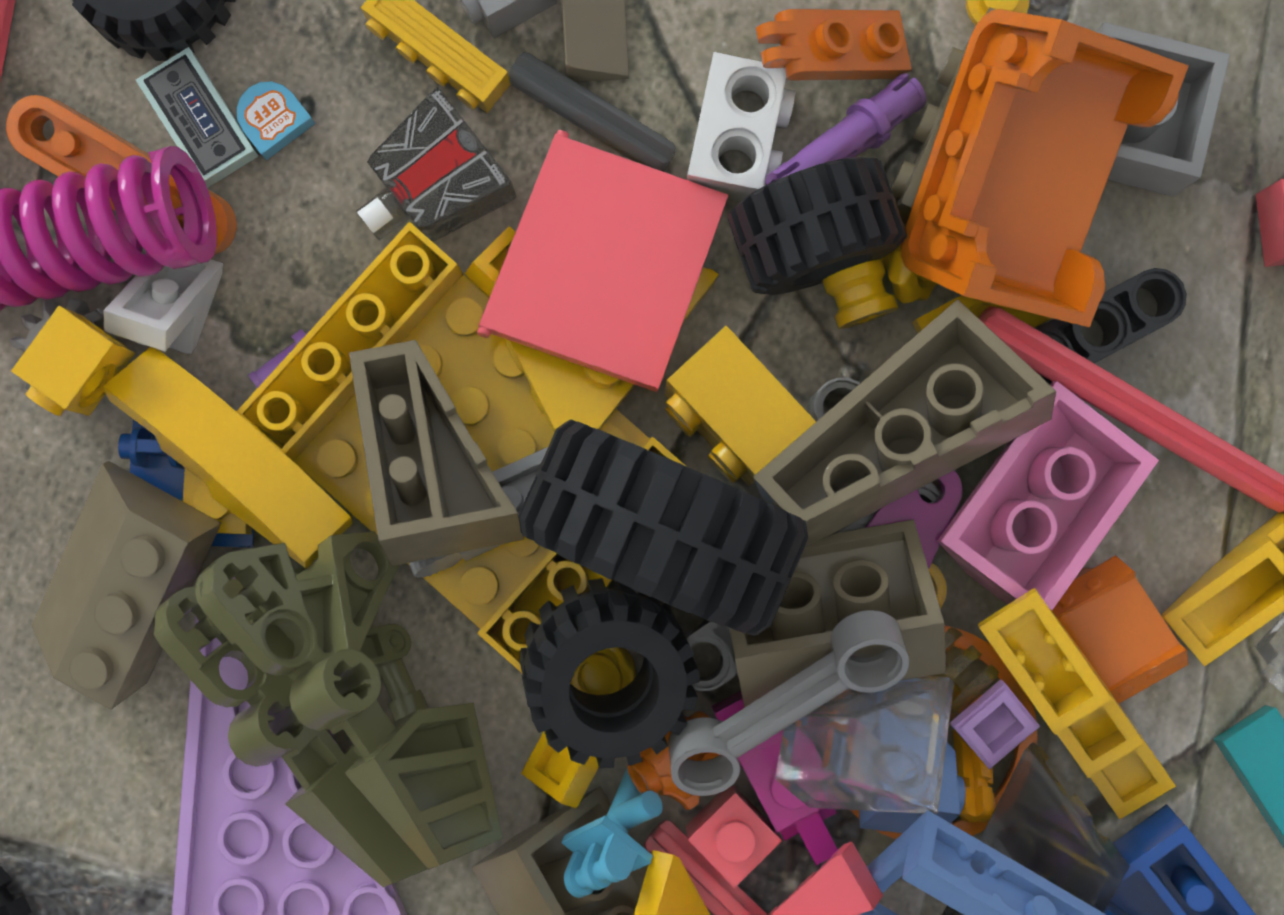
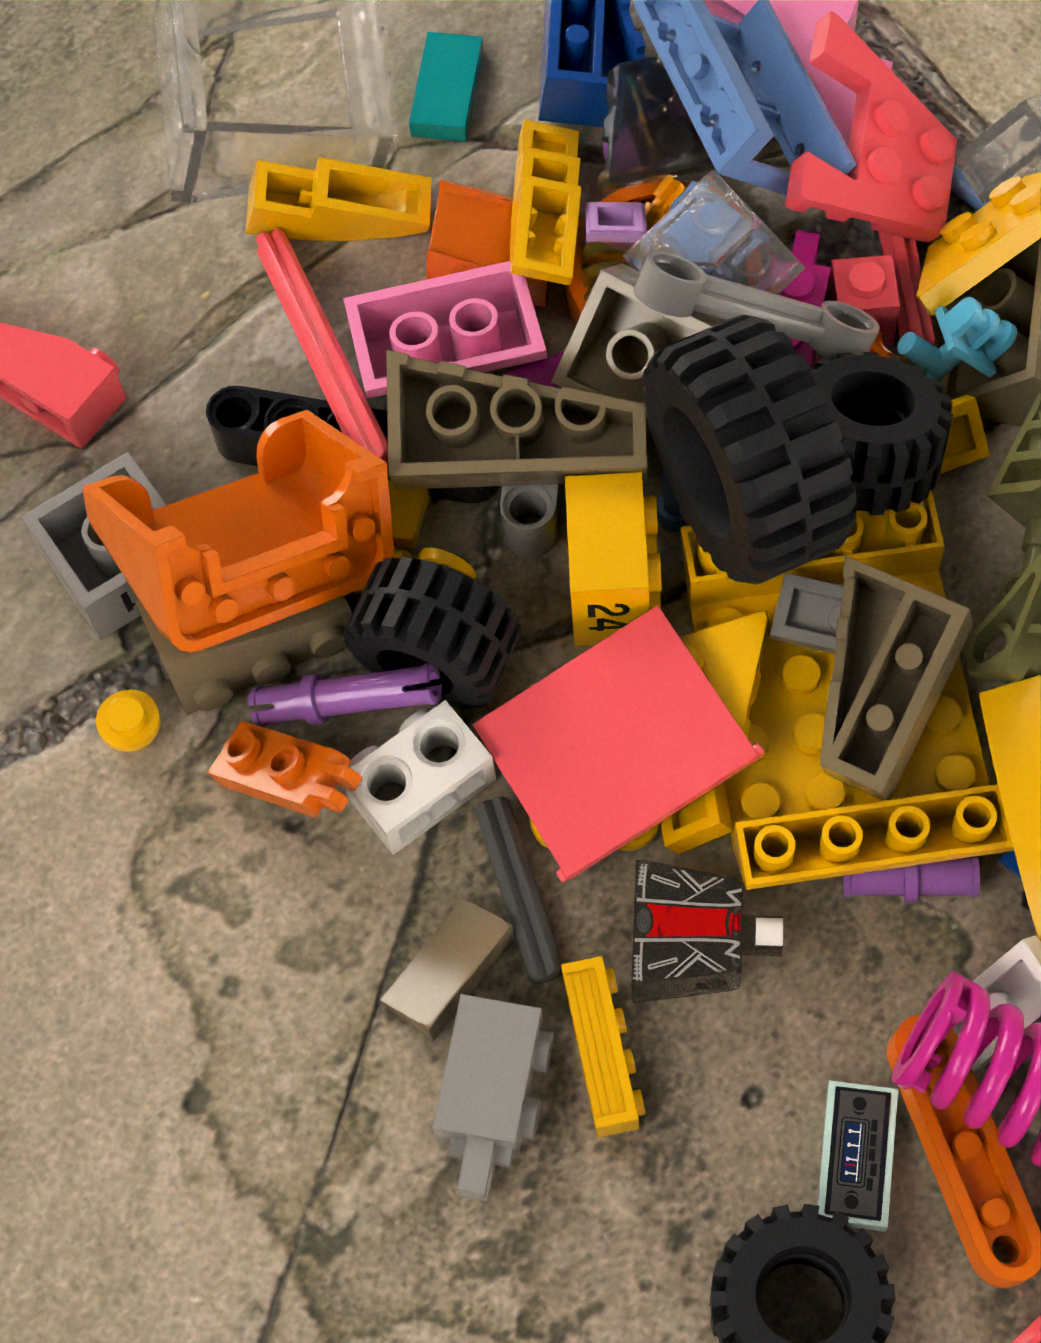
camera: 130 degrees left, 20 degrees down
(271, 117) = (790, 1103): tile -> none

